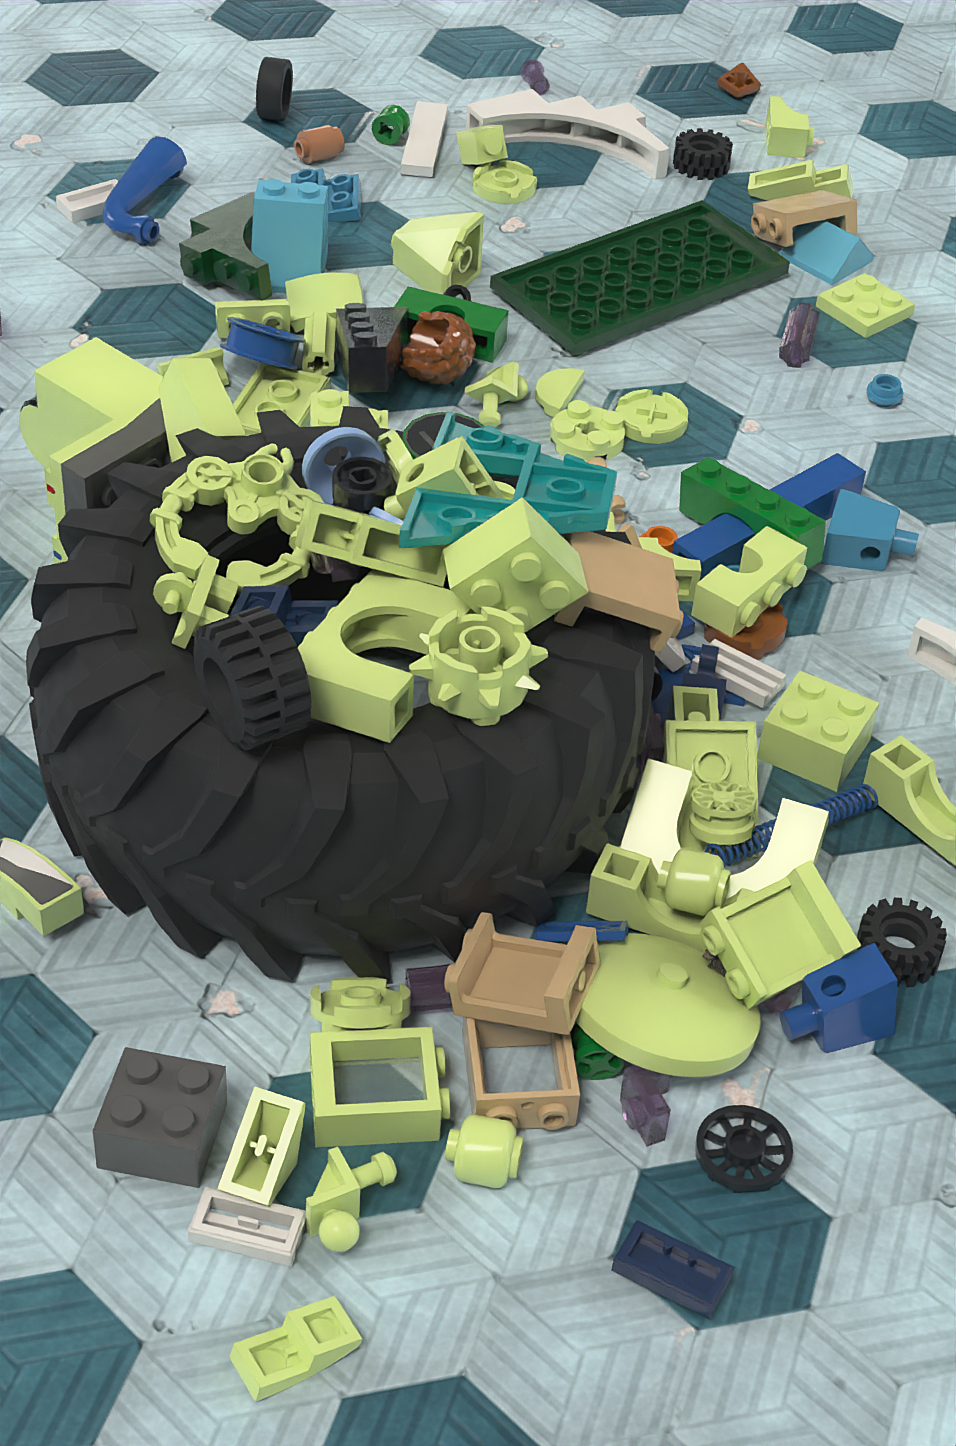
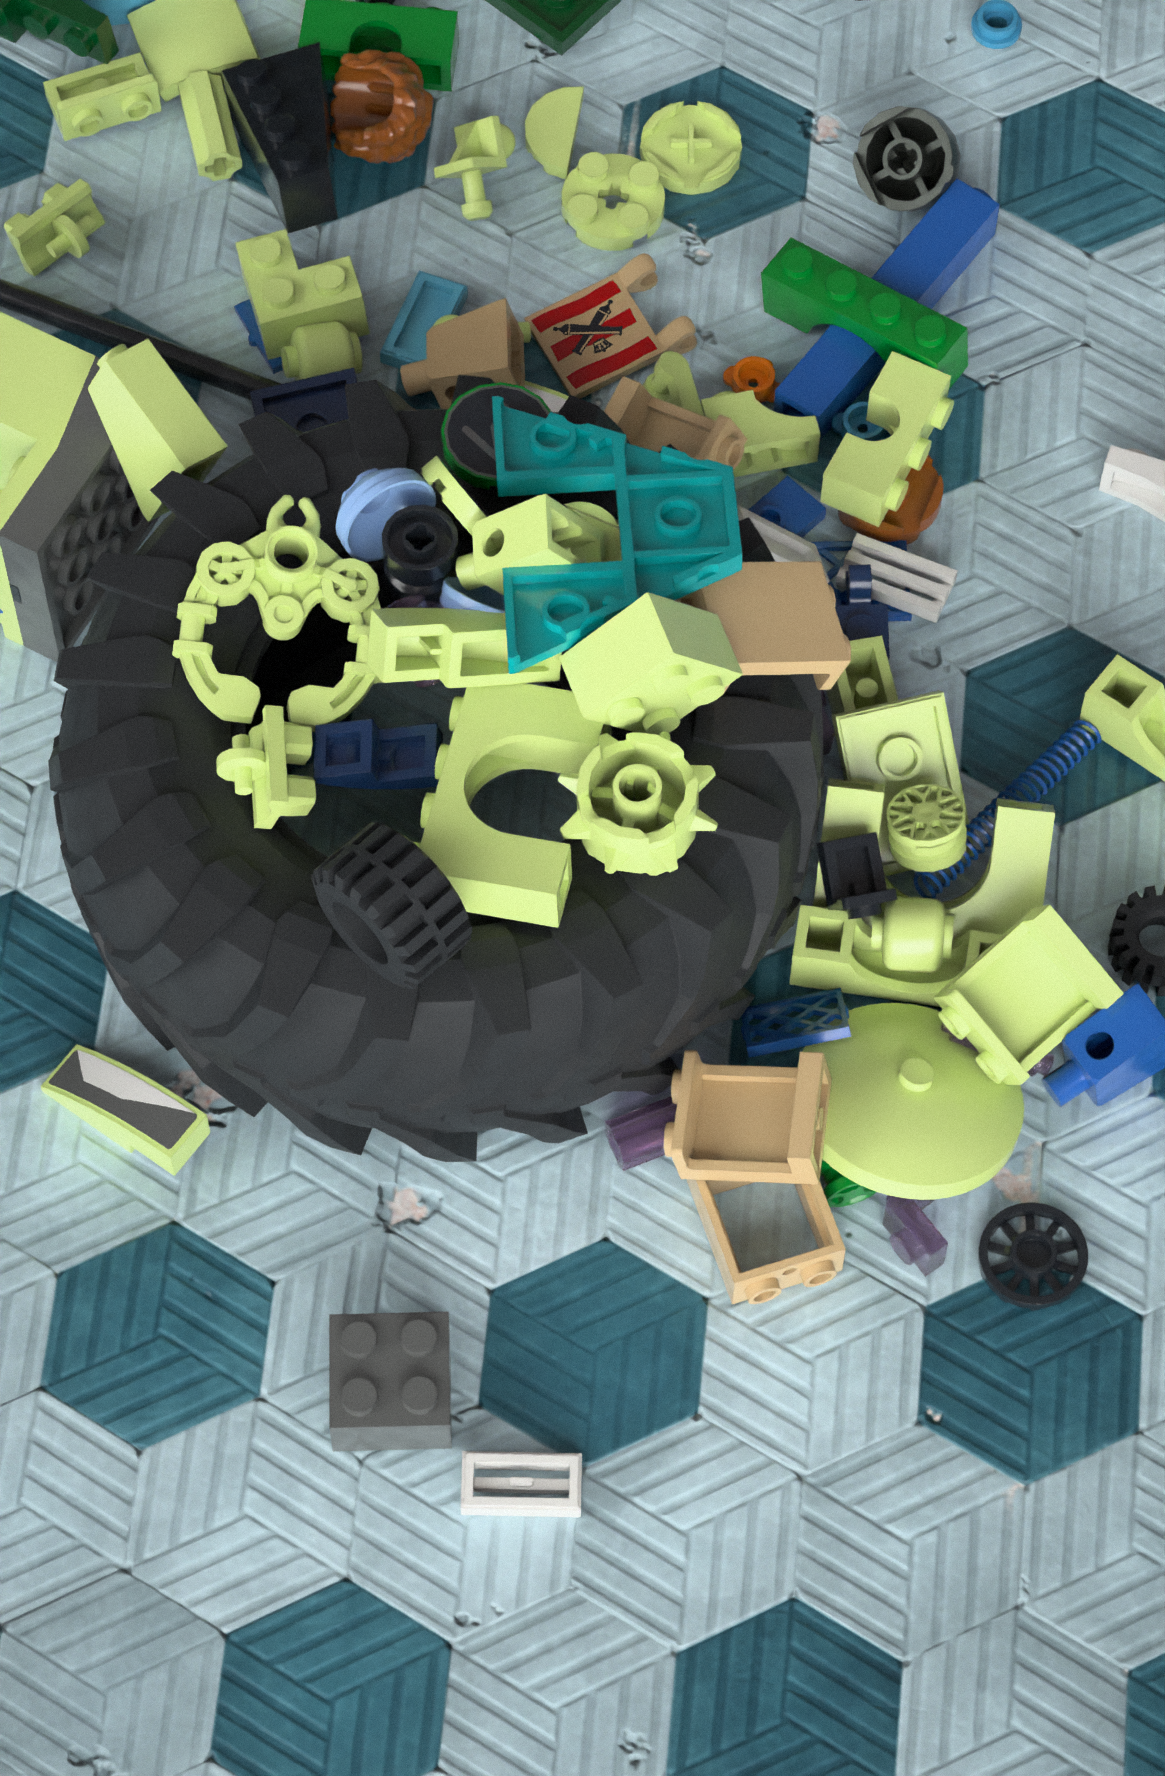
camera: 10 degrees left, 20 degrees up
(262, 343) = (138, 156): blue wheel -> none
(264, 1147) = (516, 1397): yellowish green slope -> none
(281, 390) = (182, 250): yellowish green tile -> none
(302, 1347) = (614, 1613): yellowish green slope -> none
(336, 1200) = (613, 1429): yellowish green piece -> none
(359, 1004) = (593, 1194): yellowish green plate -> none
(381, 1089) = (614, 1282): yellowish green window -> none
(485, 1151) = (754, 1334): yellowish green head -> none
(654, 825) = (854, 875): none -> black bracket
(673, 1269) = (987, 1426): dark blue plate -> none
(803, 434) = (906, 159): none -> pearl dark grey cylinder
(817, 730) = (1011, 651): yellowish green brick -> none
(865, 533) = (1014, 302): dark azure torso -> none

